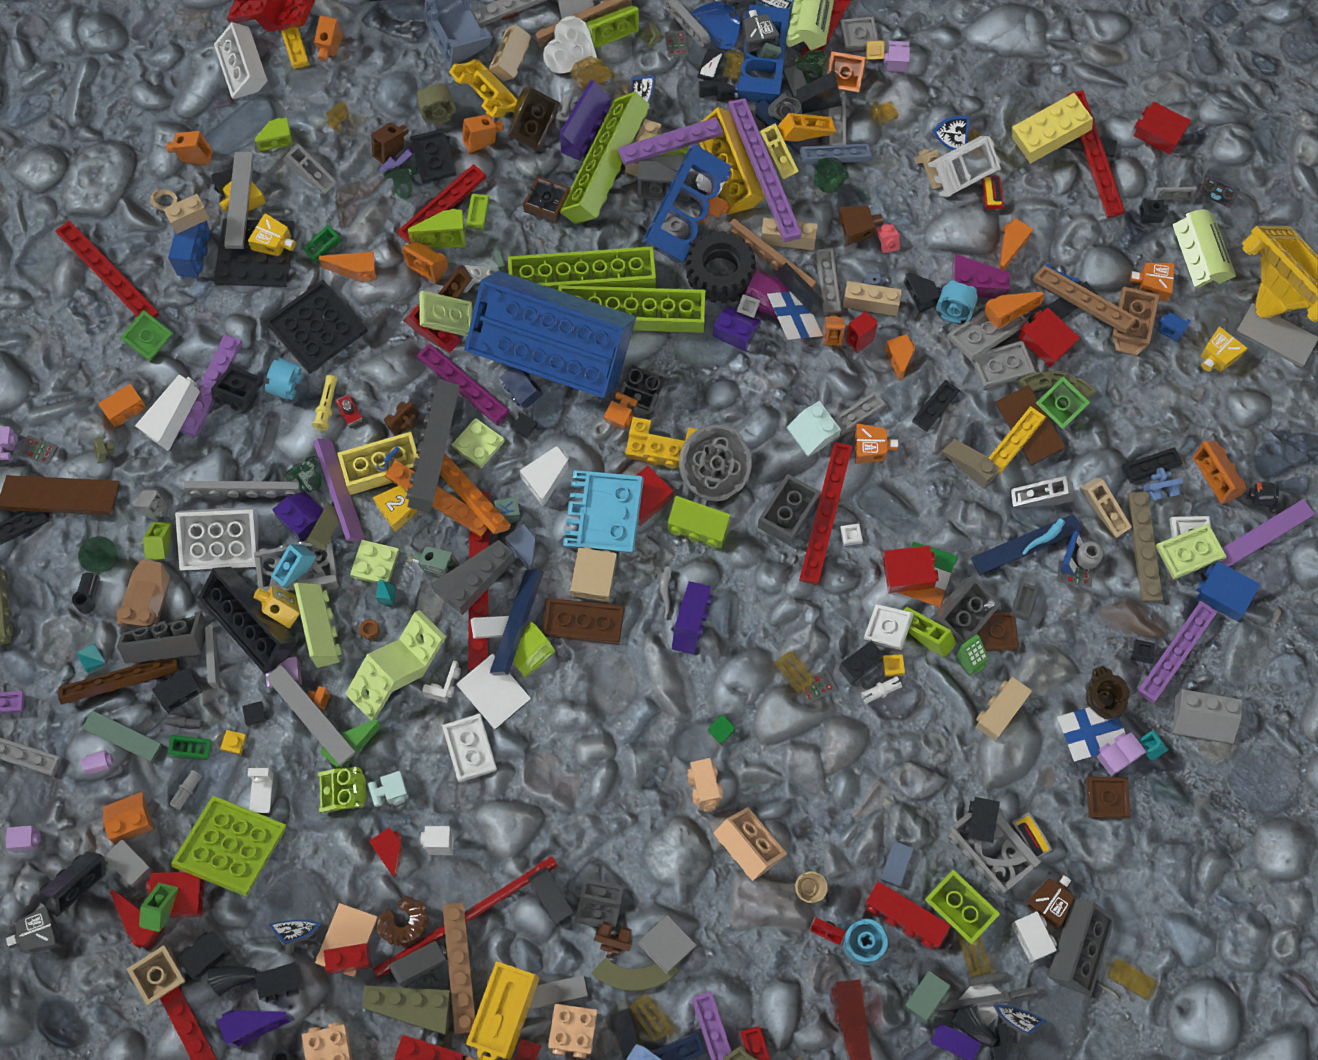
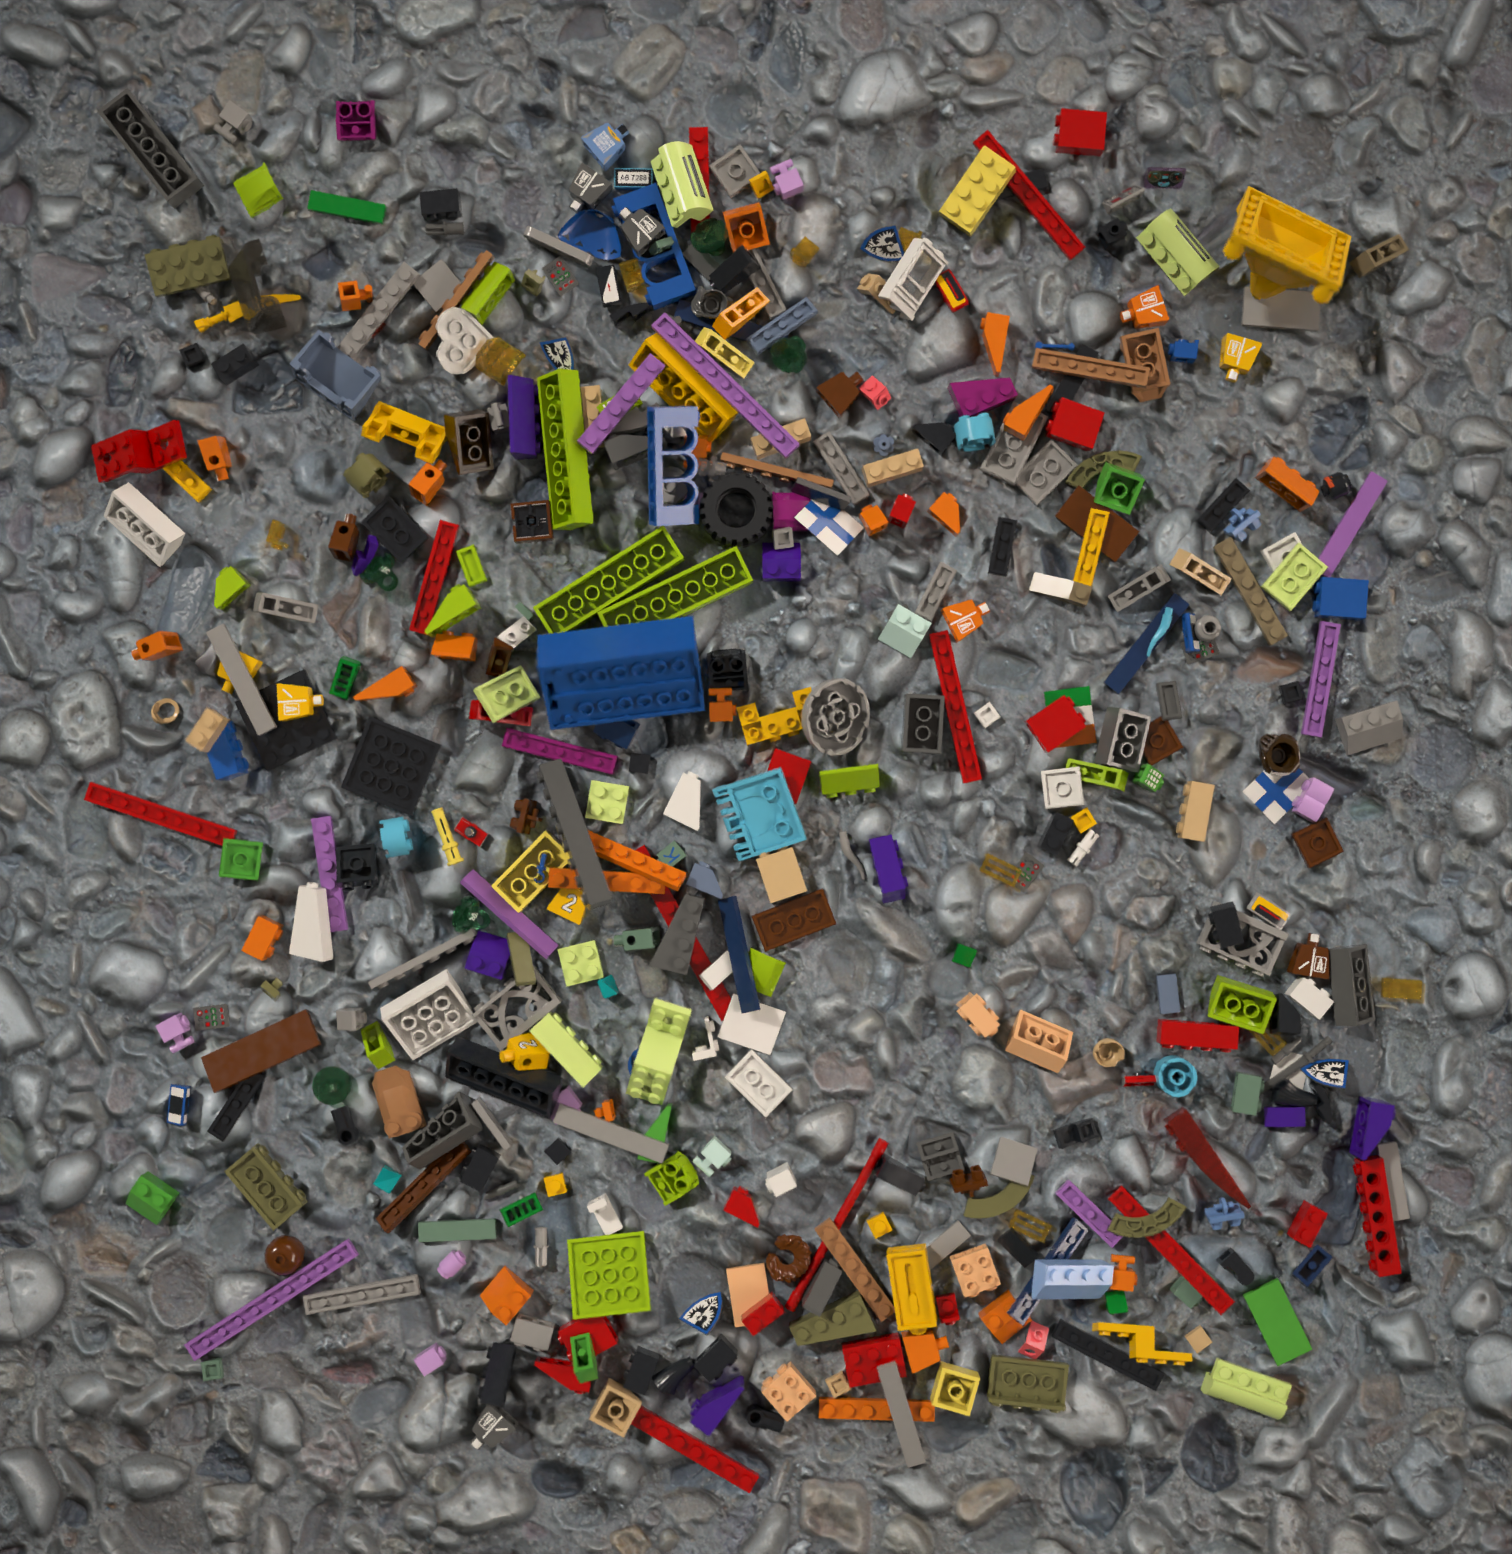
camera: 30 degrees left, 20 degrees up
(293, 564) = (515, 1009): medium azure slope -> none
(369, 629) = (612, 1025): dark orange tile -> none
(505, 939) = (879, 1225): none -> yellow plate
(510, 53) = (405, 377): tan brick -> none
(740, 950) = (1075, 1133): none -> black slope
(999, 942) = (1284, 1018): none -> black slope
(1153, 745) = (1335, 776): teal slope -> none

